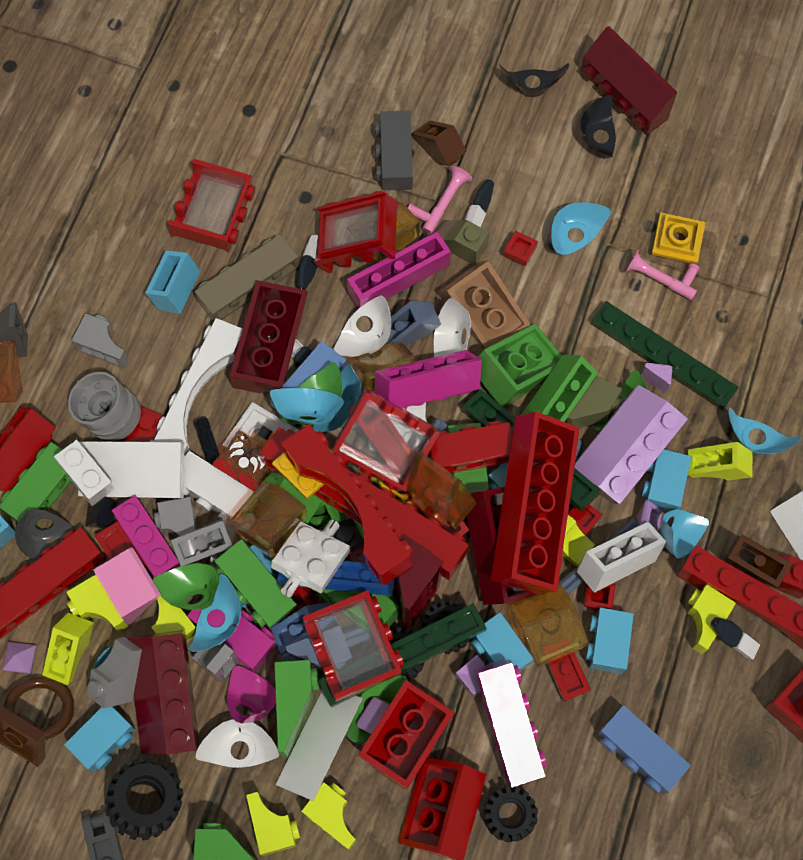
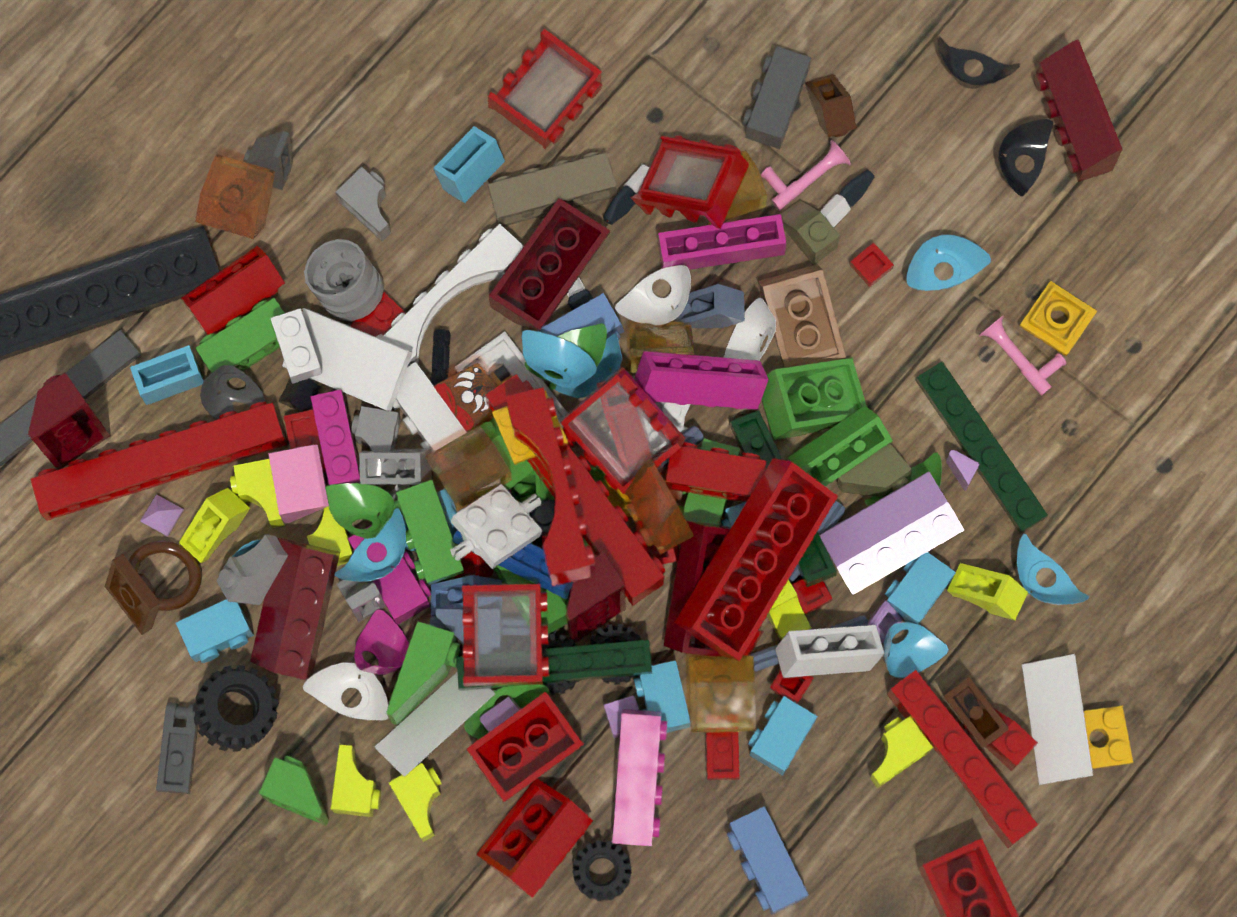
camera: 25 degrees right, 5 degrees up
(734, 637) = (915, 782): black piece -> none

